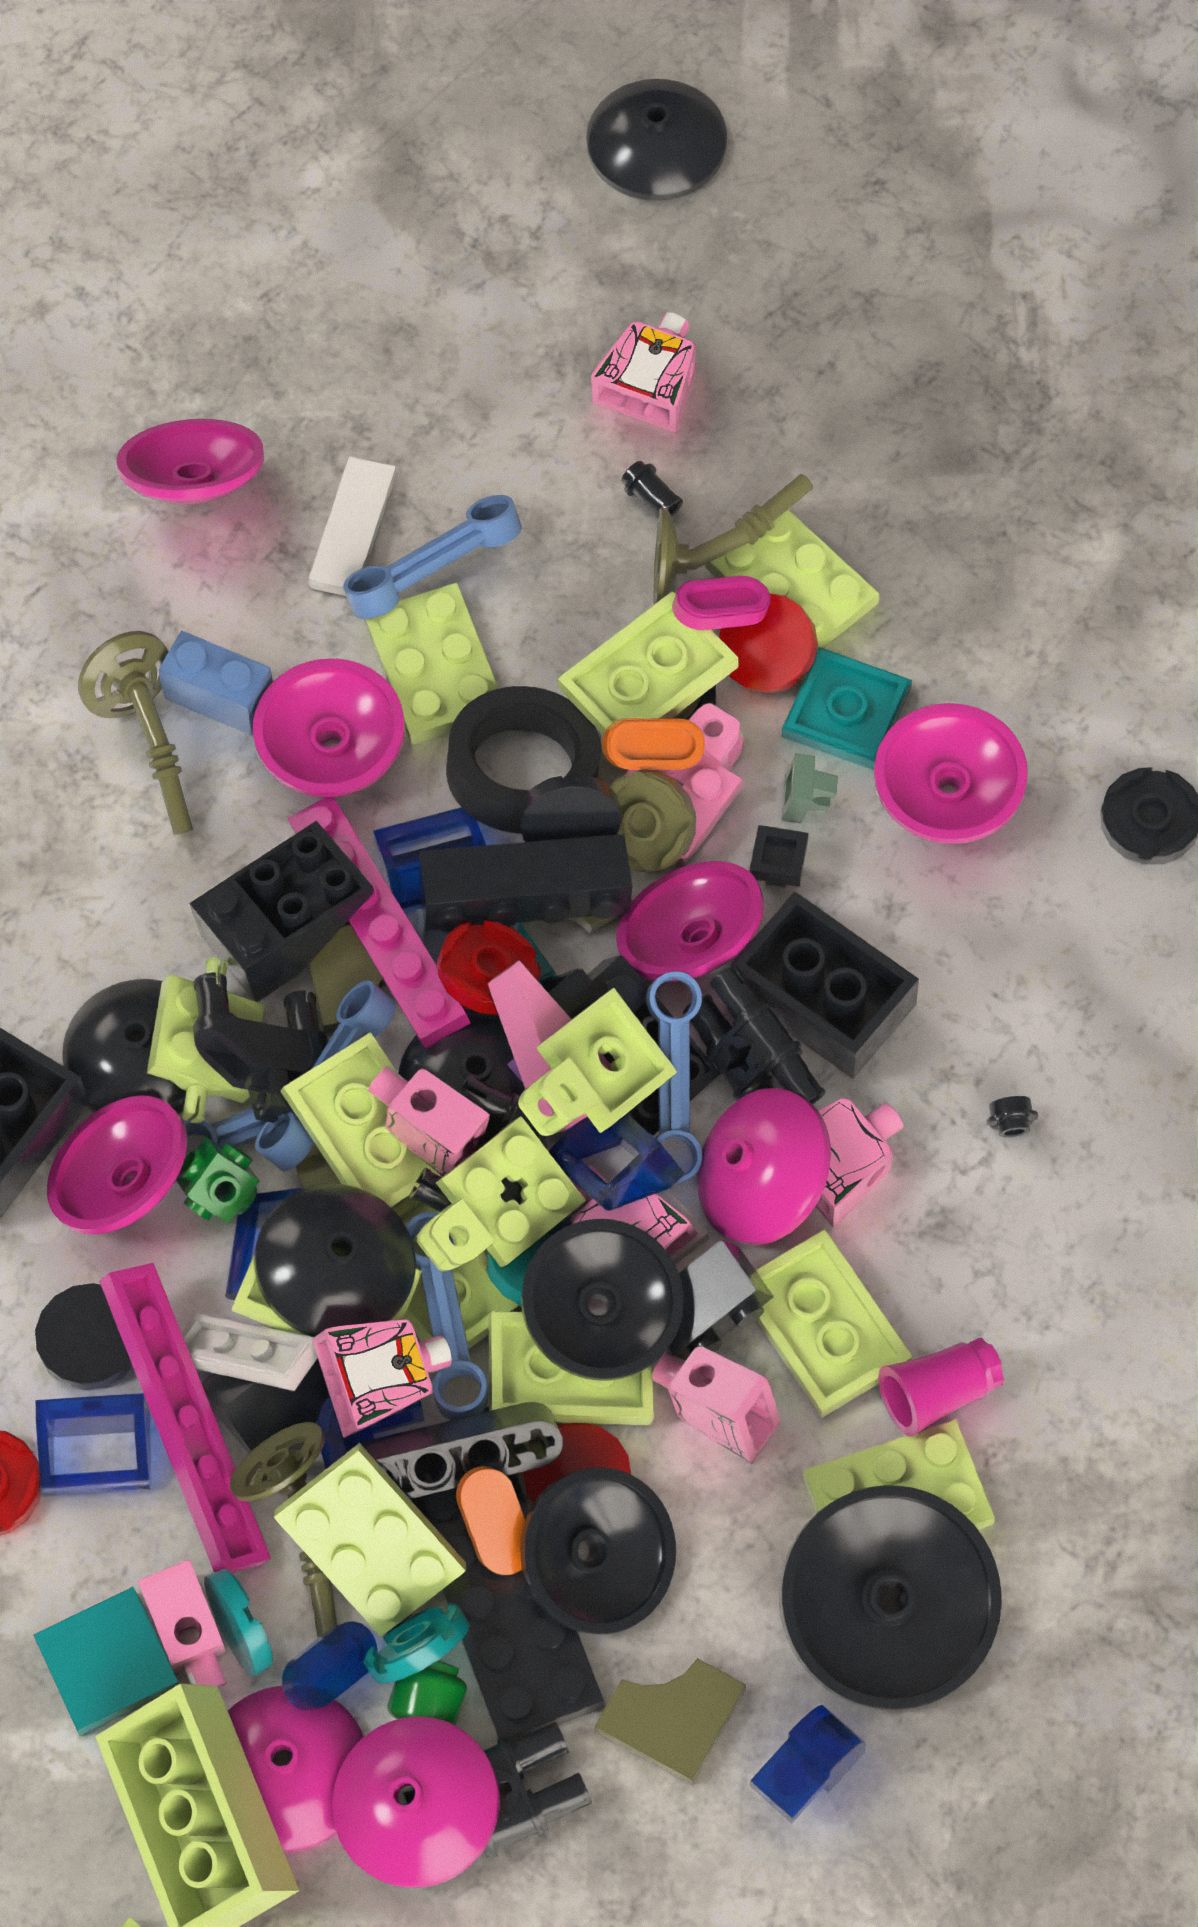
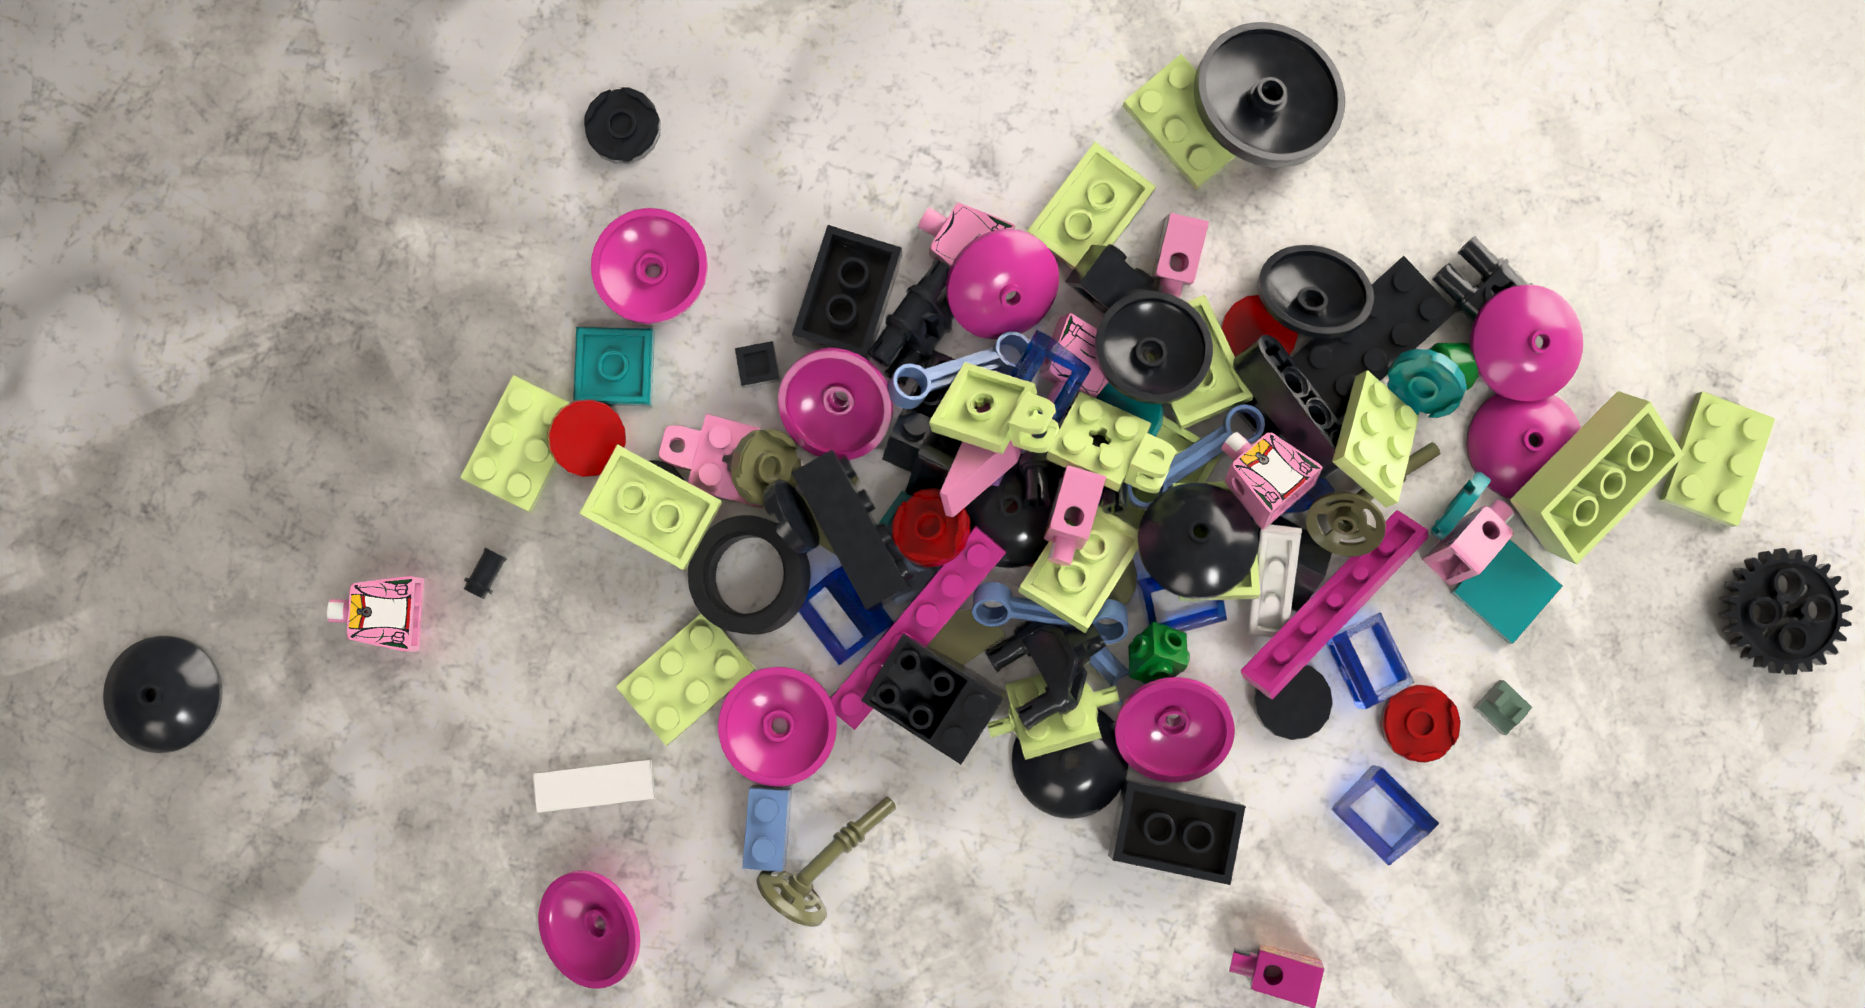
camera: 115 degrees left, 20 degrees up
(328, 1666) = (1458, 438): clear blue tile -> none
(376, 588) = (602, 711): medium blue piece -> none
(492, 1518) = (1329, 363): orange tile -> none
(653, 743) = (711, 479): orange tile -> none
(674, 1720) = (1395, 208): olive tile -> none
(676, 558) = (545, 531): olive dish -> none
(721, 602) = (575, 474): dark pink tile -> none
(806, 789) = (695, 369): sand green tile -> none
(810, 1760) = (1393, 101): clear blue brick -> none
(938, 1384) = (1108, 116): dark pink plant -> none
(1012, 1116) = (891, 139): black plate -> none

